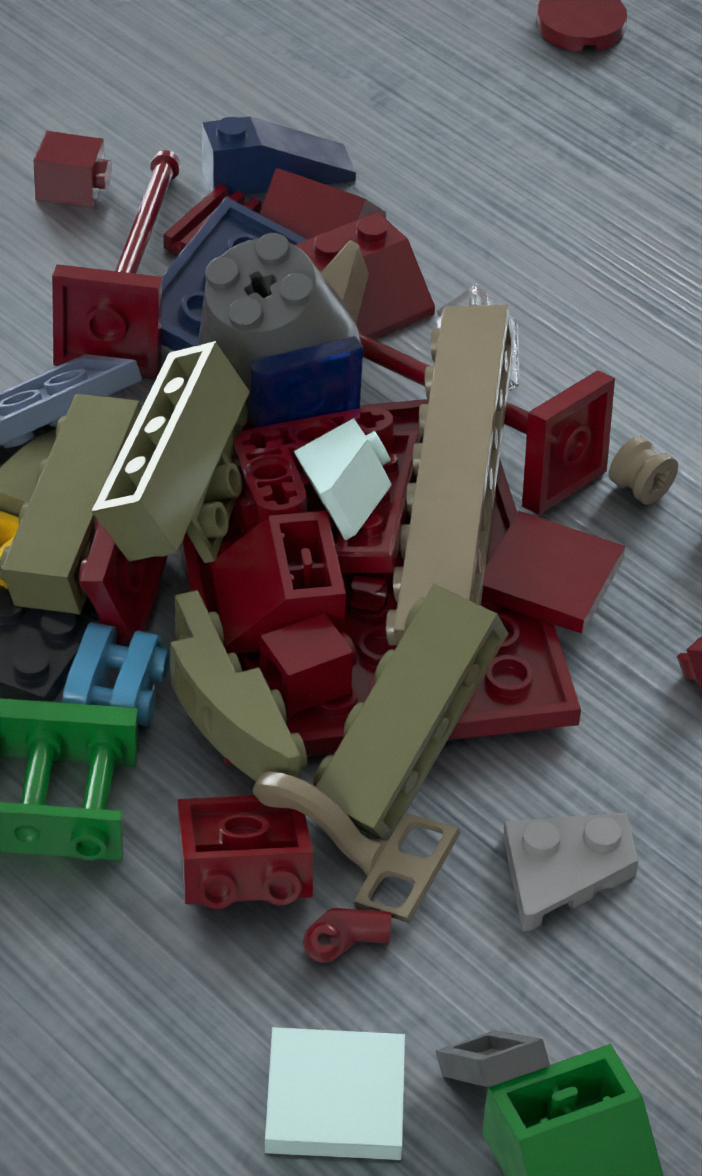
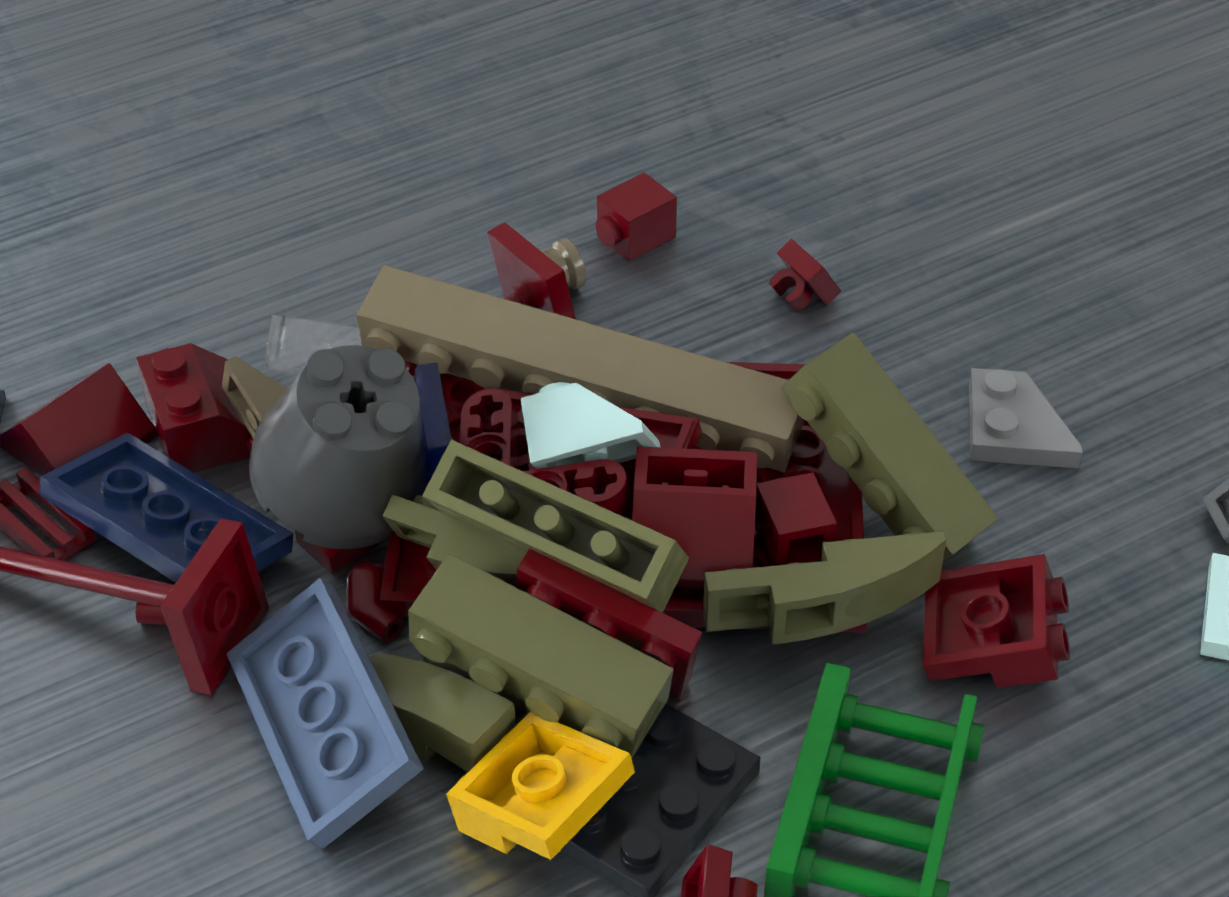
camera: 75 degrees left, 0 degrees up
(139, 668) = (750, 693): dark azure brick -> none
(343, 928) = (1084, 582): dark red arm -> none
(375, 856) = (1001, 537): dark tan piece -> none
(551, 571) = (700, 329): dark red tile -> none

